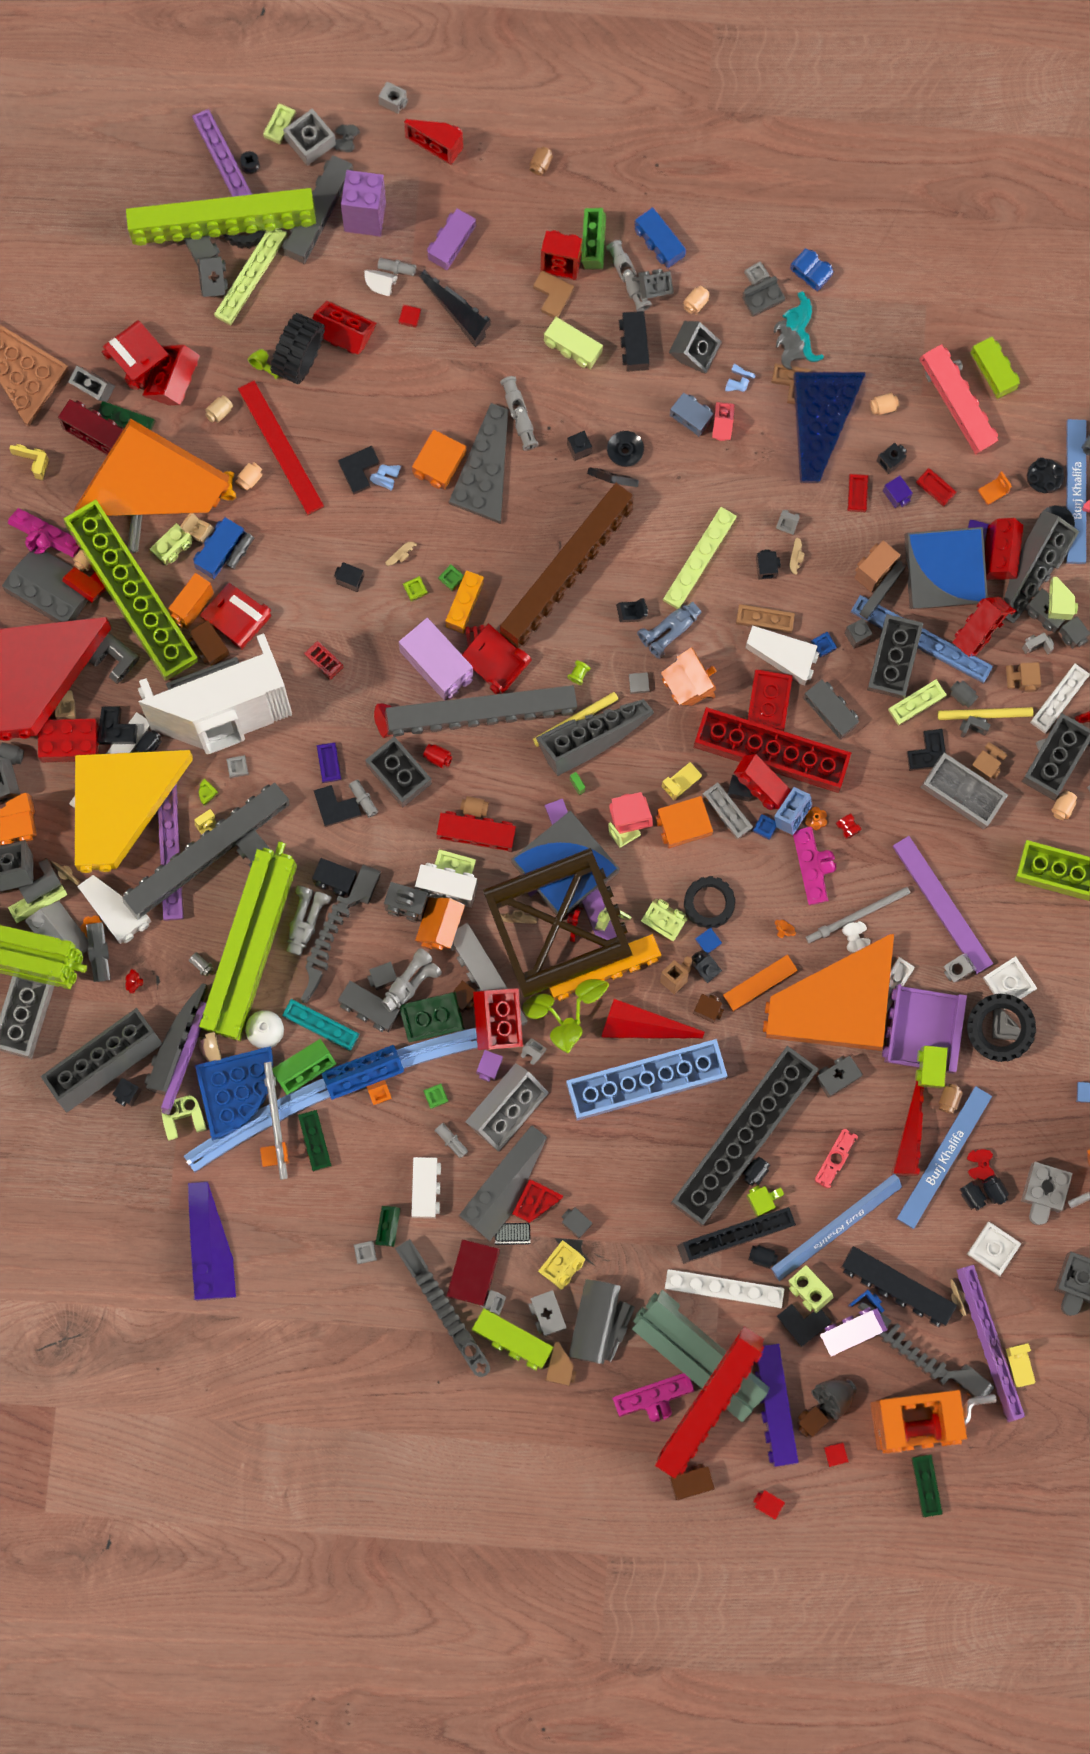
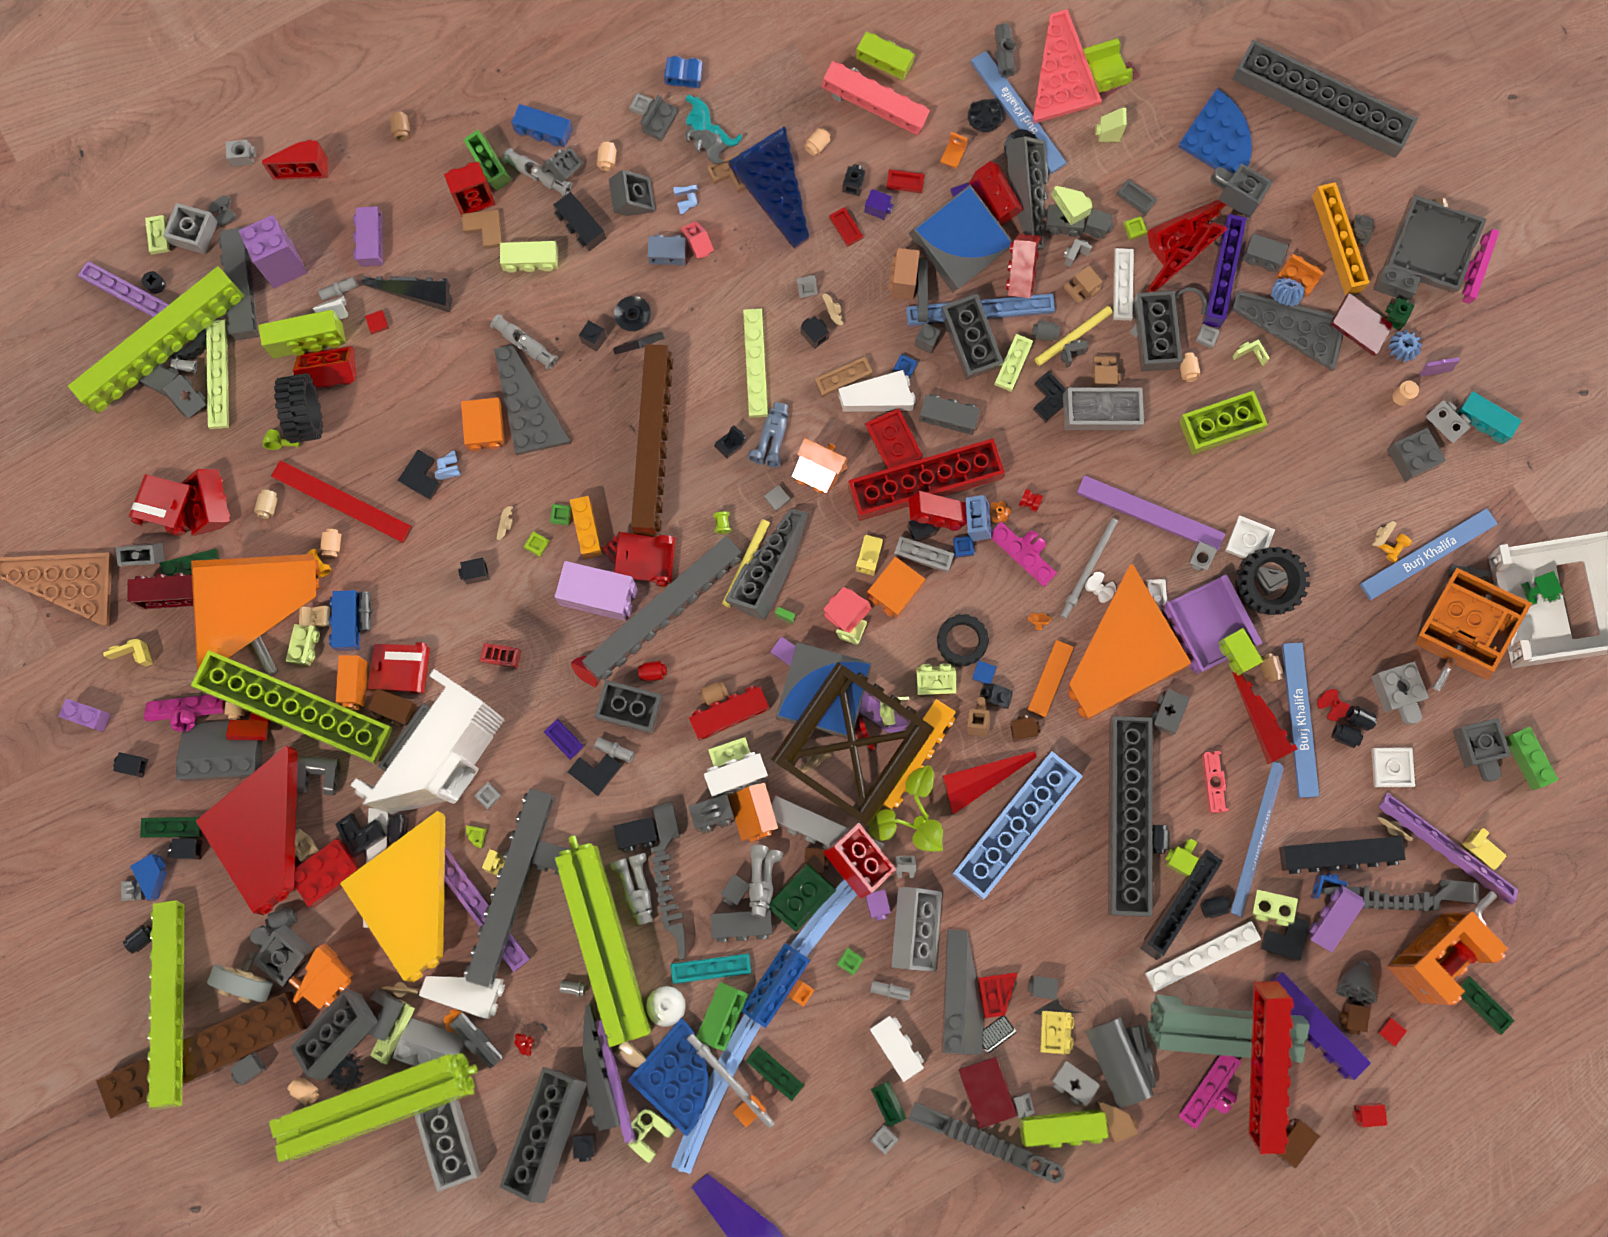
camera: 30 degrees left, 0 degrees up
(228, 249) = (183, 365): none -> light grey pin
(342, 287) = (302, 334): none -> lime brick

